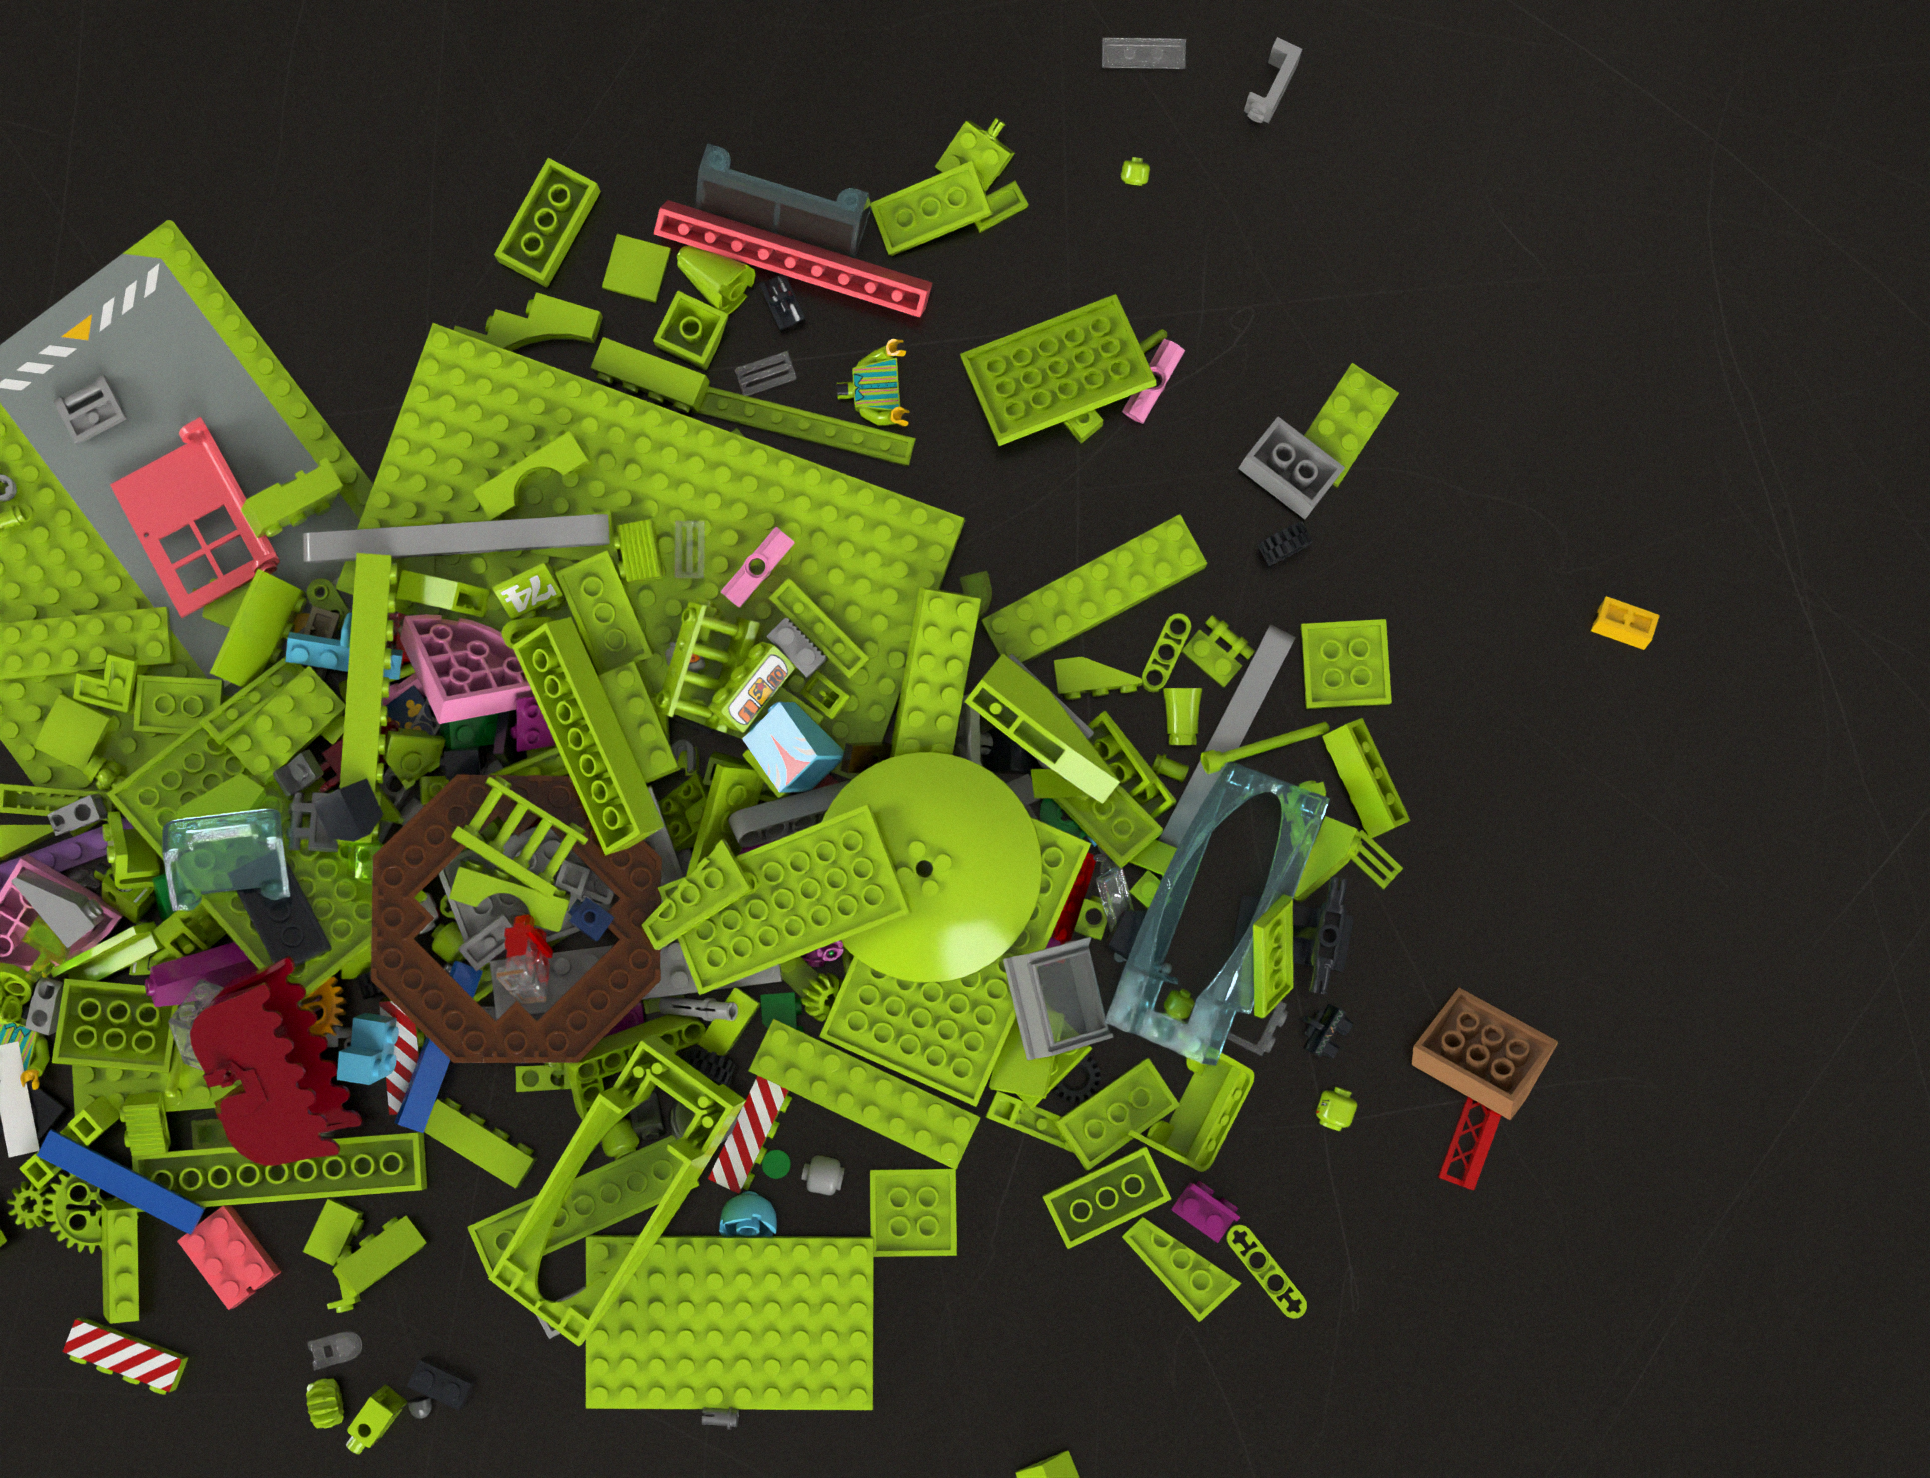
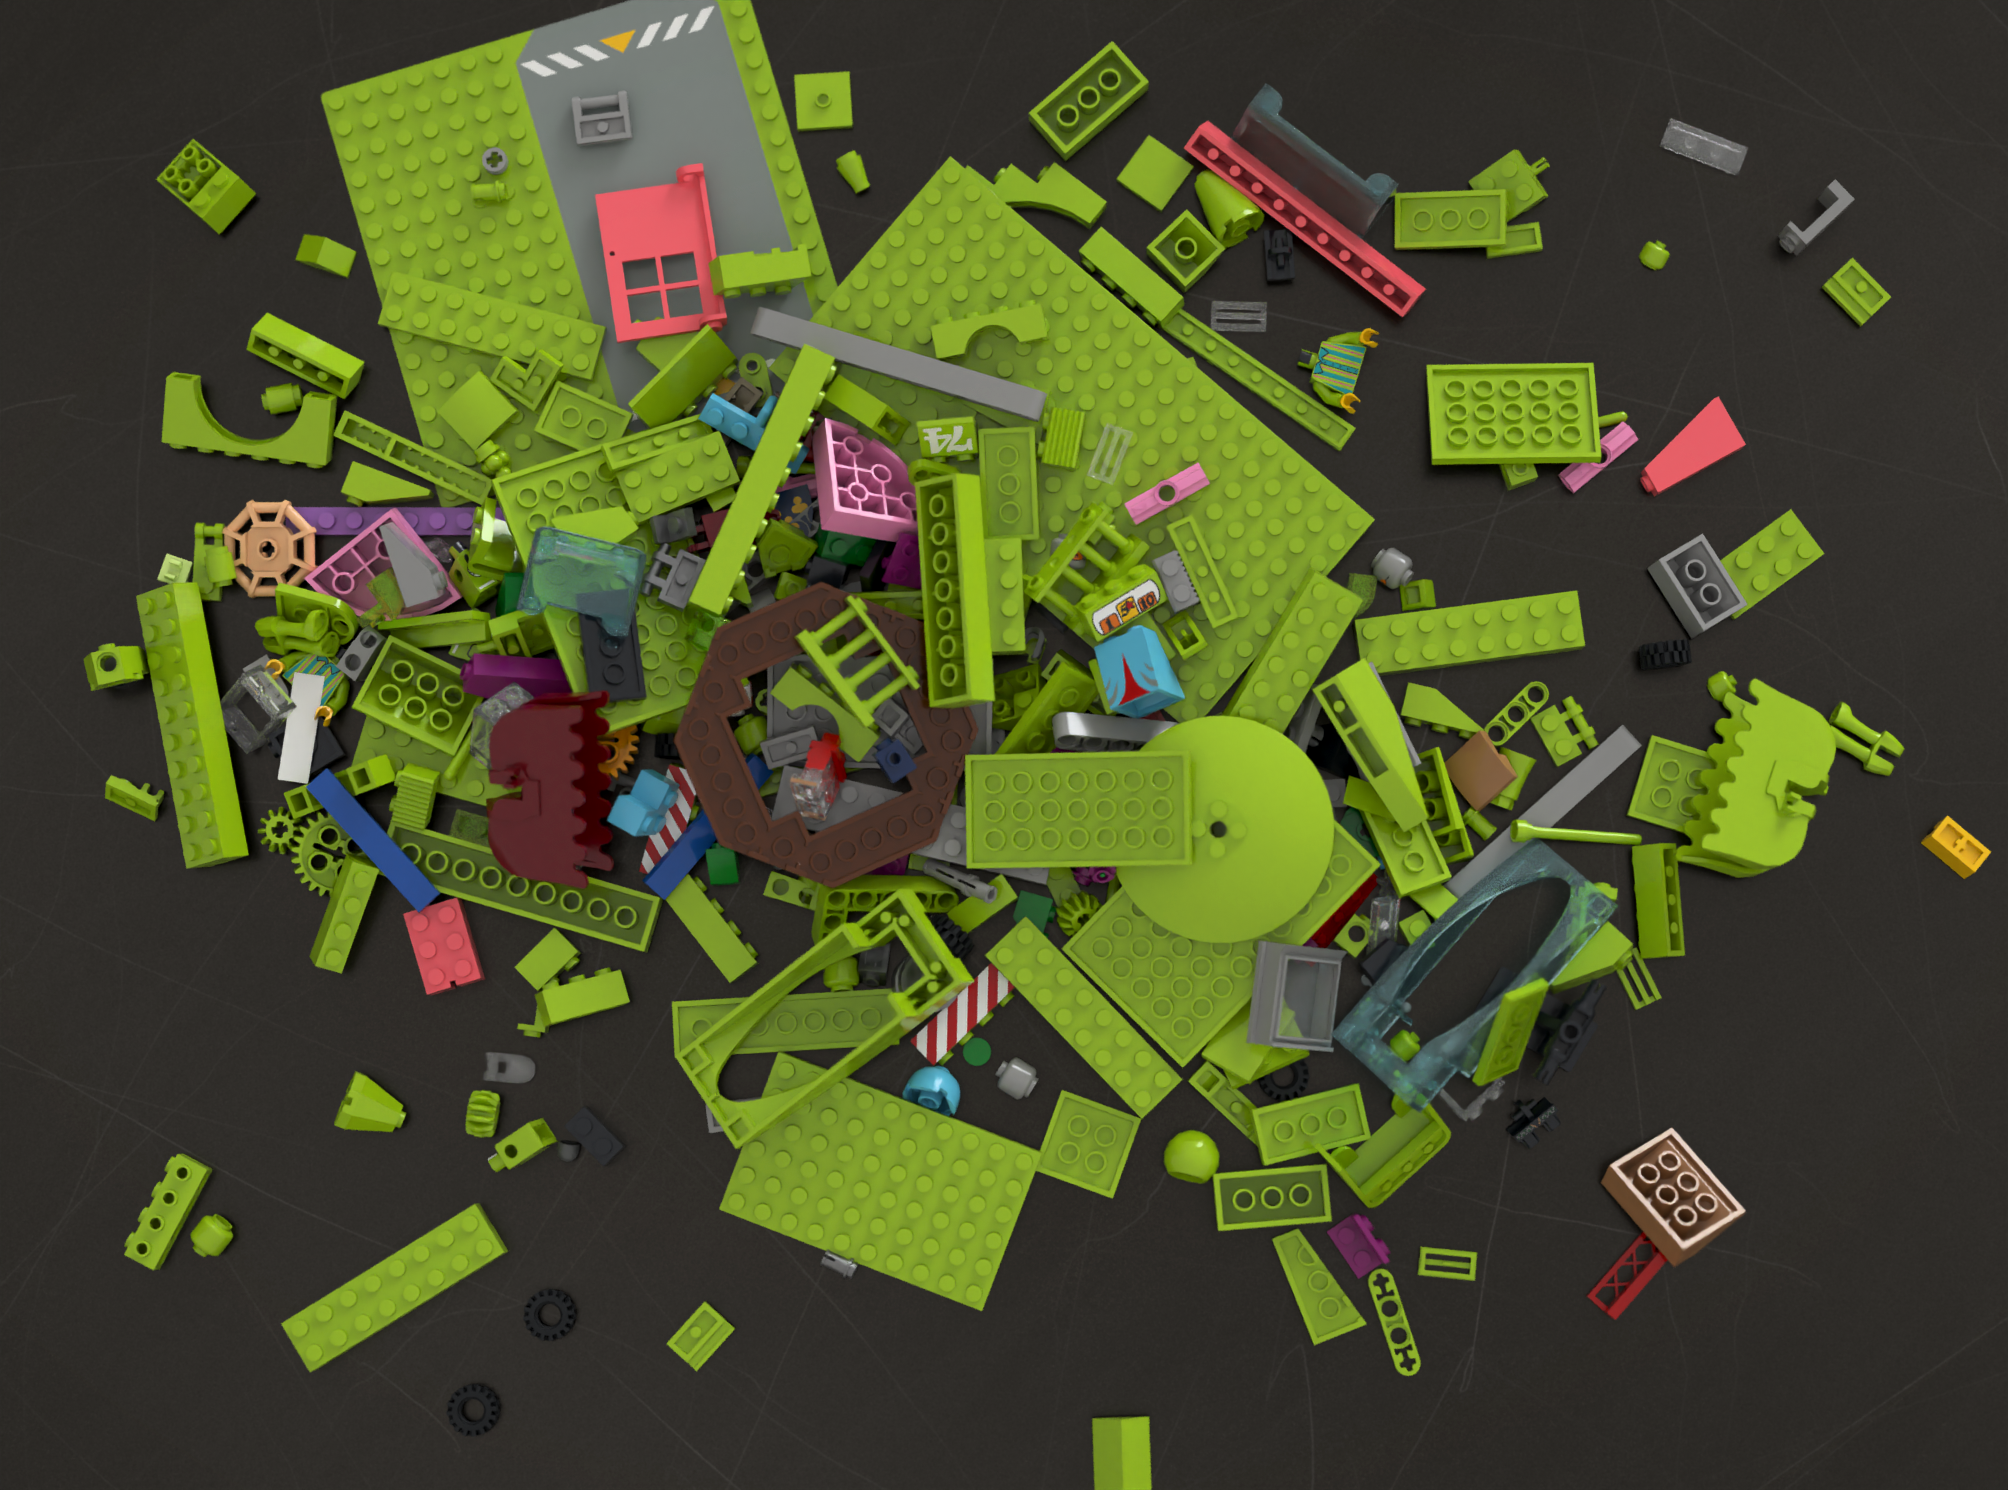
camera: 25 degrees right, 0 degrees up
(78, 814) = (455, 488): light grey leg -> none
(125, 1355) = (315, 1000): brick -> none
(213, 1438) = (368, 1107): none -> lime cone
(296, 315) = (823, 101): none -> lime plate
(347, 370) = (853, 171): none -> lime cone
(349, 812) = (711, 579): black slope -> none
(468, 1079) = (723, 865): none -> green slope
(704, 893) = (1010, 775): lime wing -> none
(862, 756) = (1199, 704): dark brown plate -> none
(999, 557) = (1392, 568): none -> light grey head
(1016, 1187) = (1191, 1157): none -> lime helmet
(1032, 574) = (1417, 595): none -> lime slope
(1152, 718) = (1480, 771): none -> medium nougat slope
(1243, 336) = (1698, 446): none -> coral slope
(1319, 1190) = (1472, 1265): none -> lime tile
(1336, 1108) = (1515, 1196): lime head -> none
(1337, 136) = (1856, 292): none -> lime plate
(1349, 553) = (1721, 684): none -> lime piece
(1414, 614) = (1765, 760): none -> lime animal
(1472, 562) = (1843, 718): none -> lime piece

